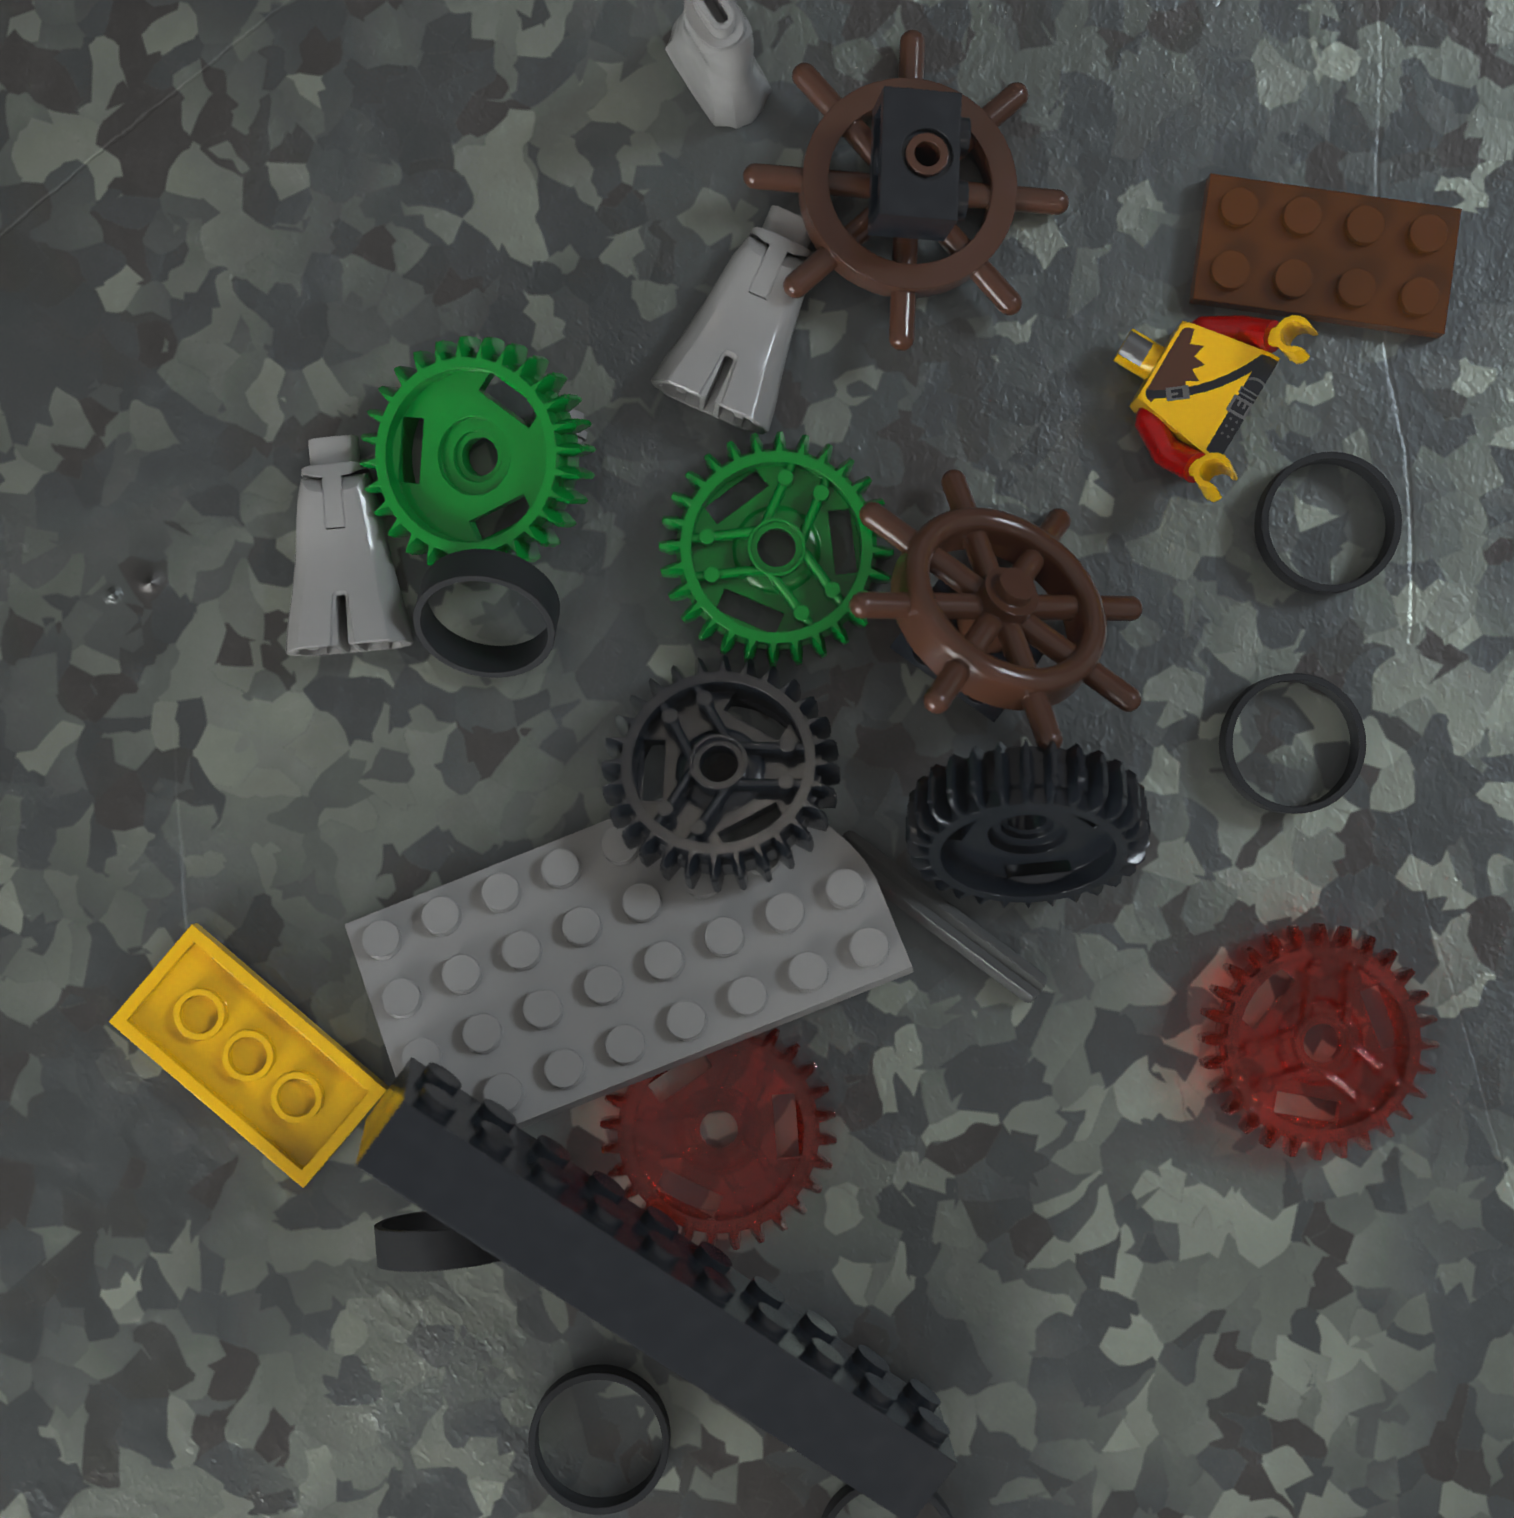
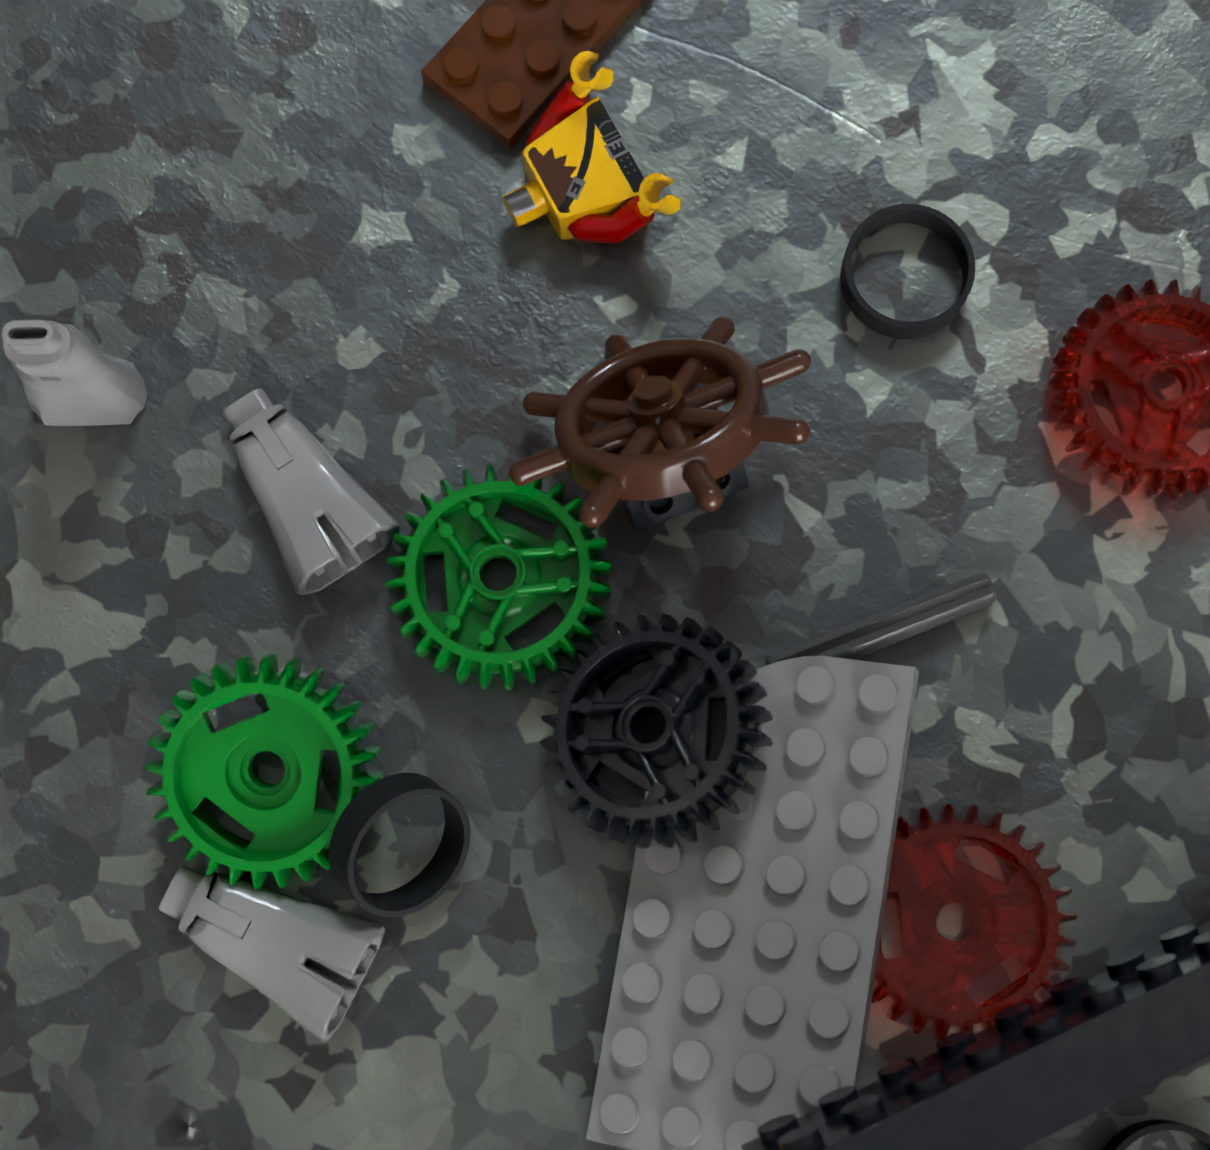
camera: 55 degrees left, 10 degrees down
(911, 187) = (279, 274): reddish brown brick -> none
(1027, 824) = (852, 500): black gear -> none
(1382, 488) = (749, 89): black tyre -> none

